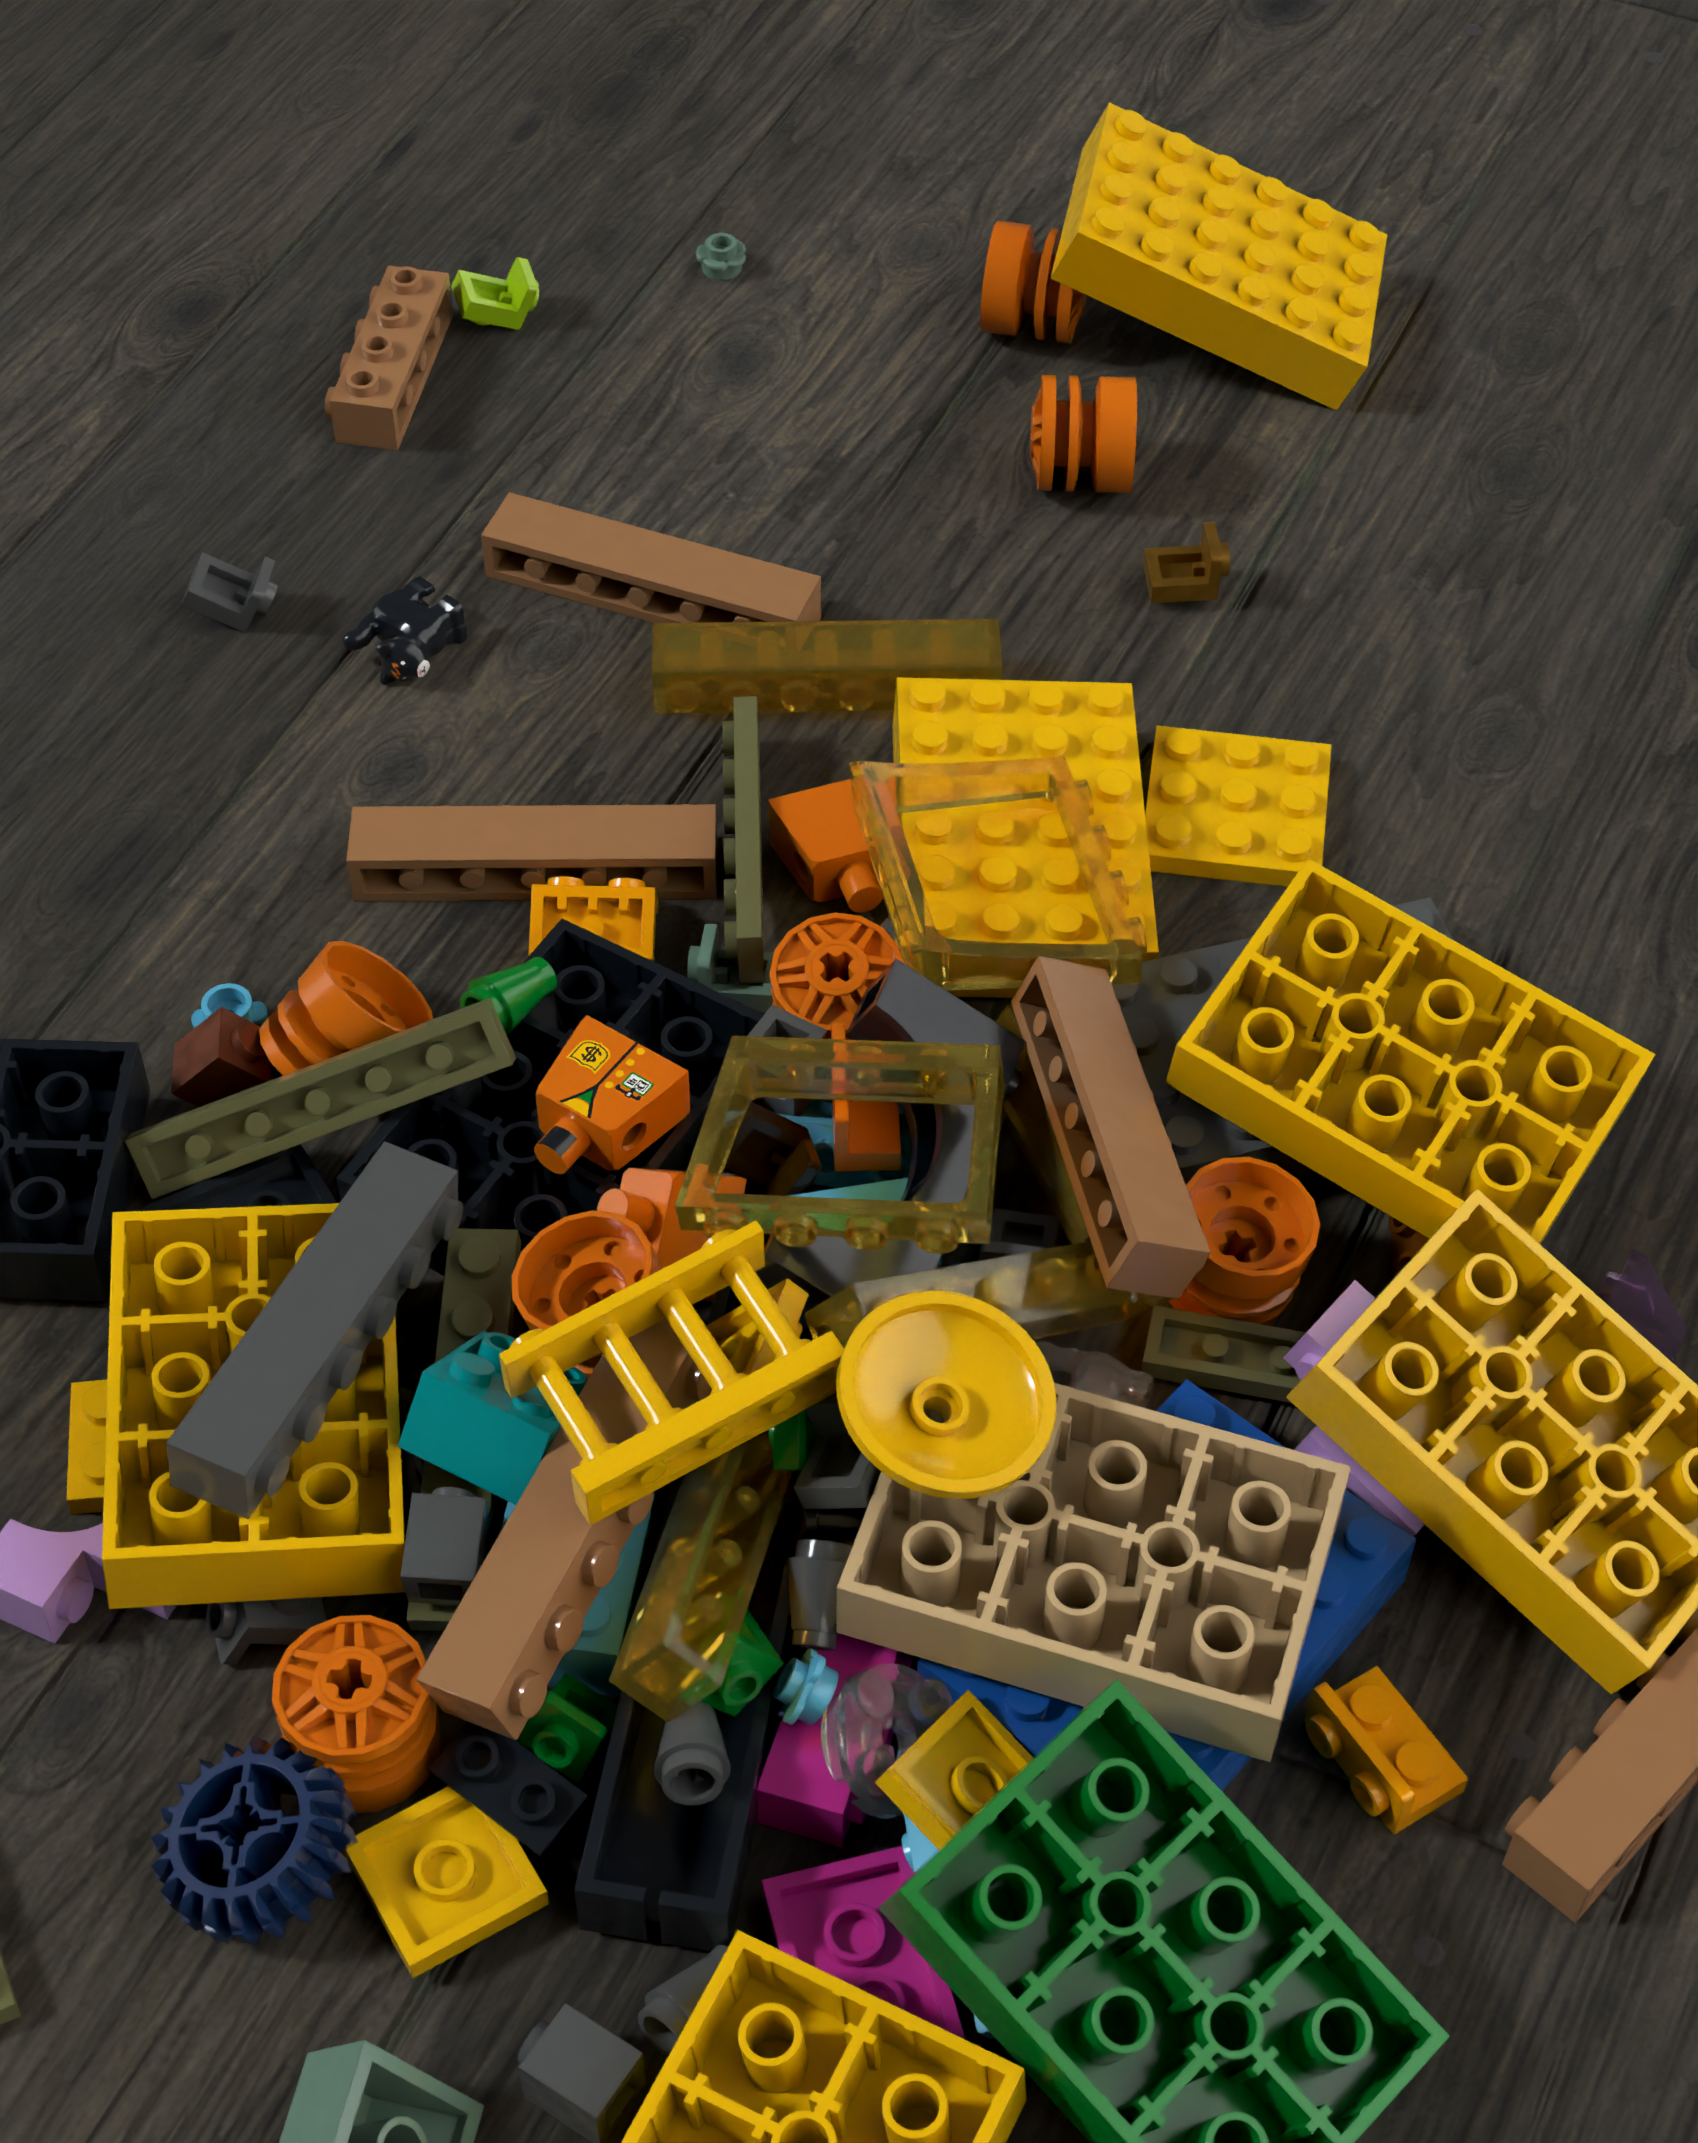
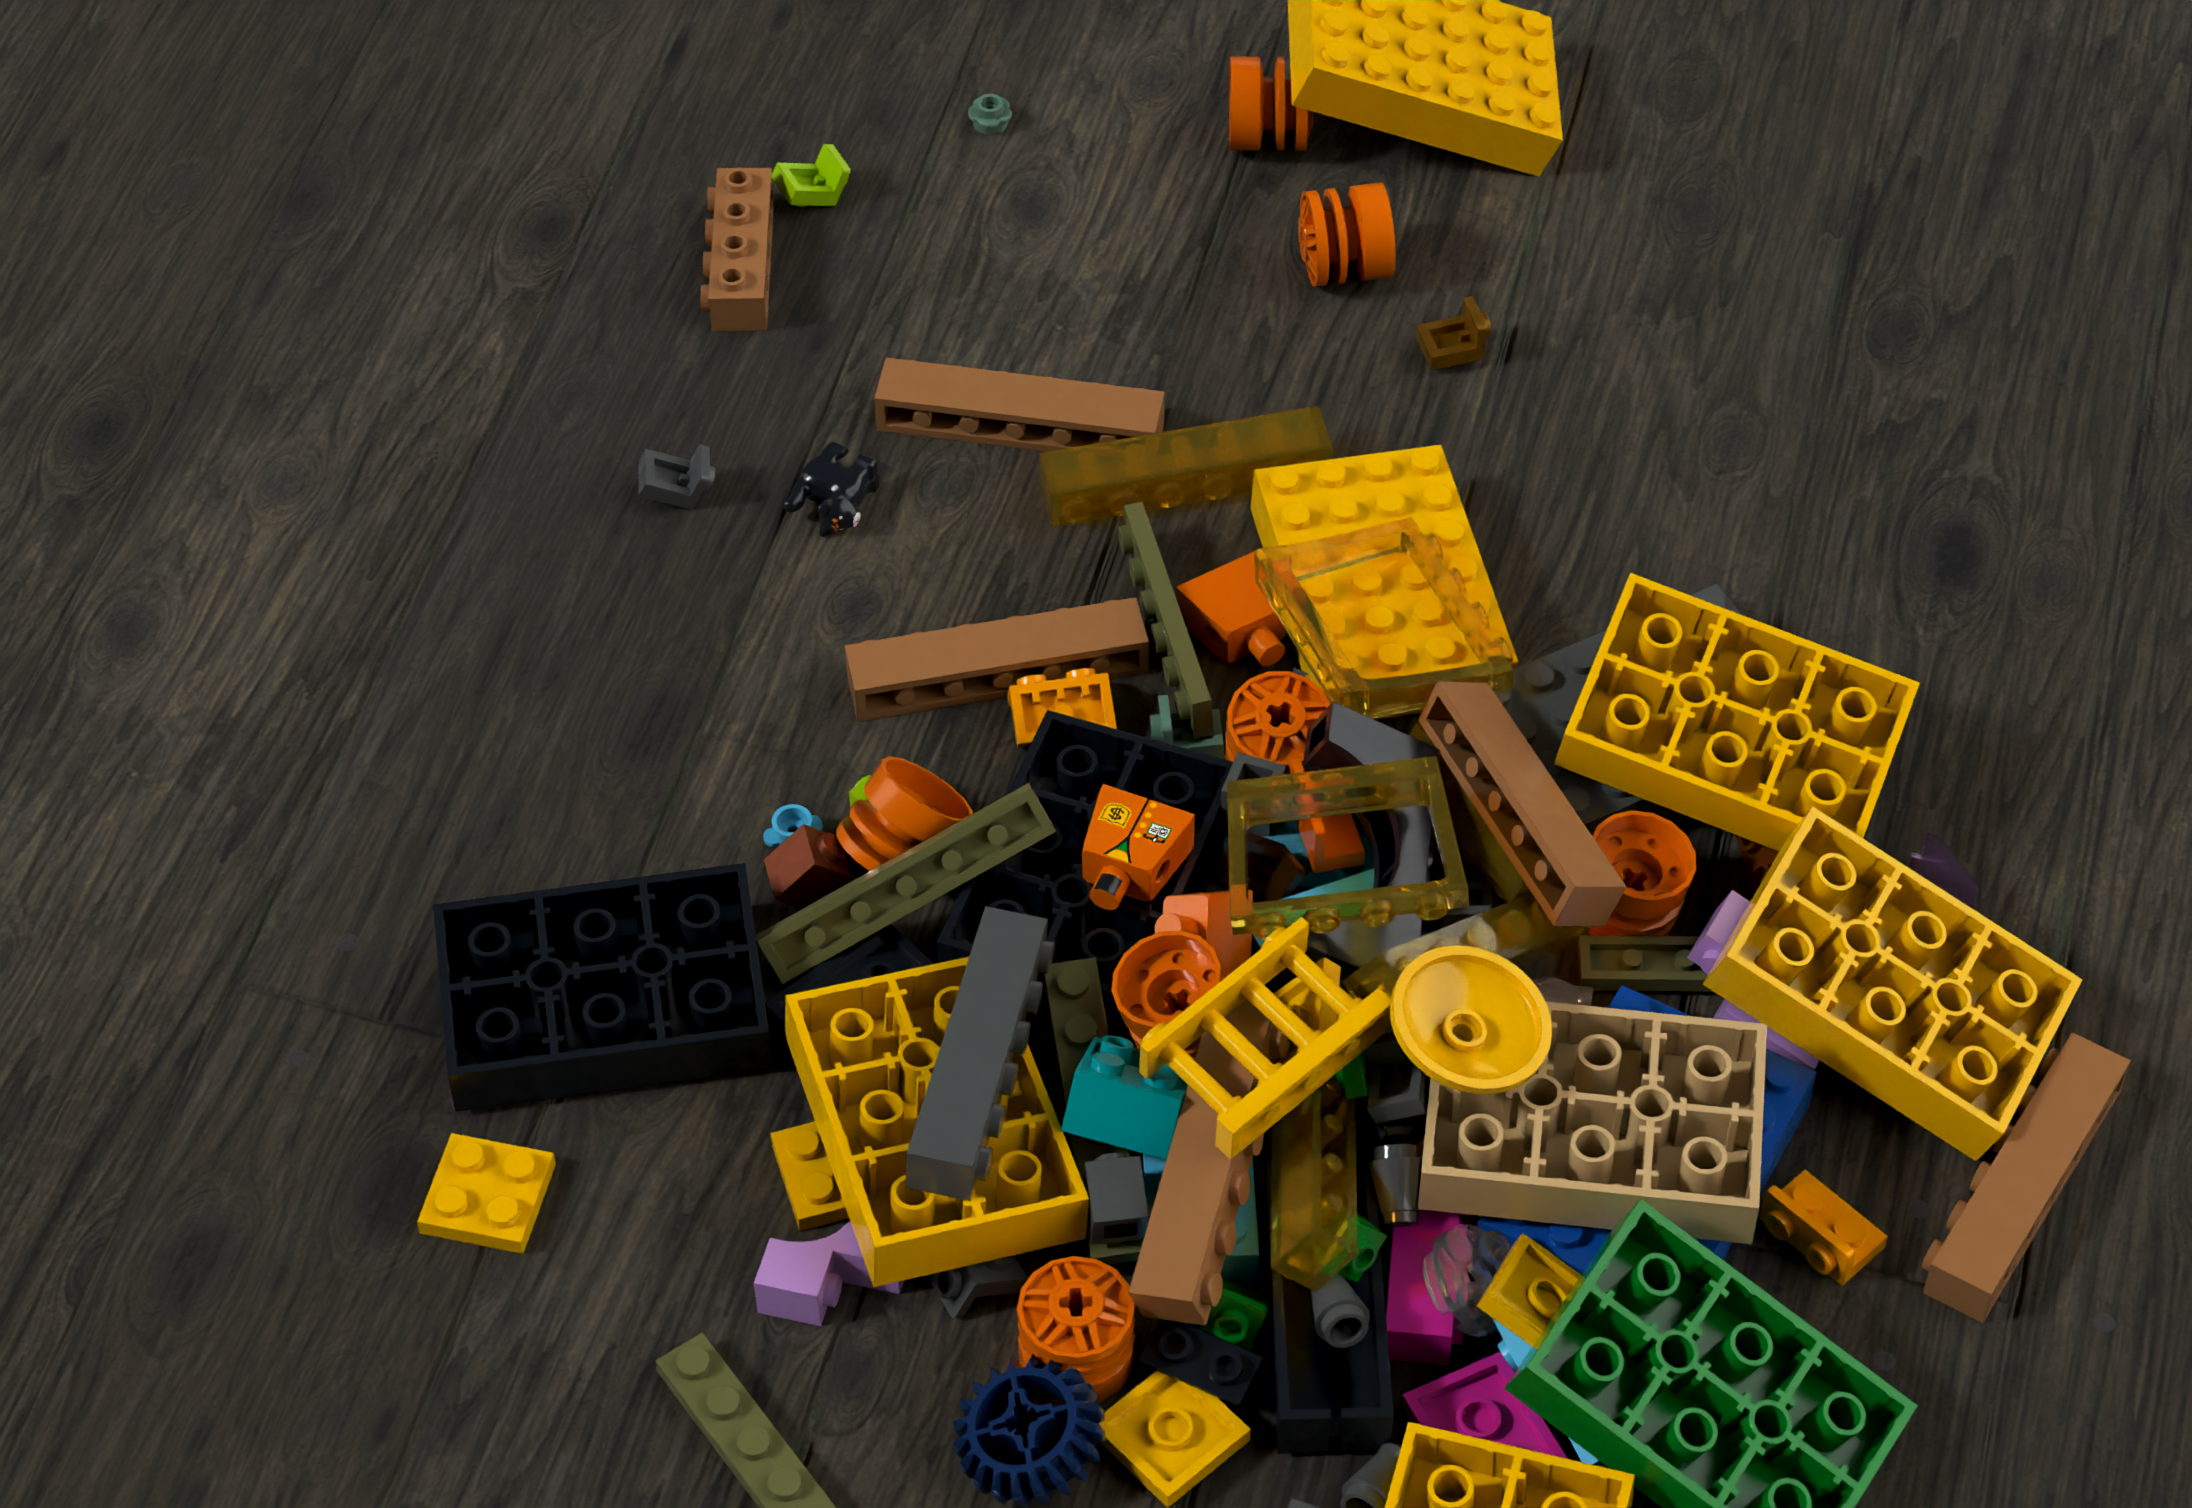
camera: 10 degrees left, 0 degrees up
(513, 990) = (1036, 768): green cone -> none
(805, 1688) = (1405, 1252): medium azure plate -> none
(1235, 805) = (1544, 530): yellow plate -> none

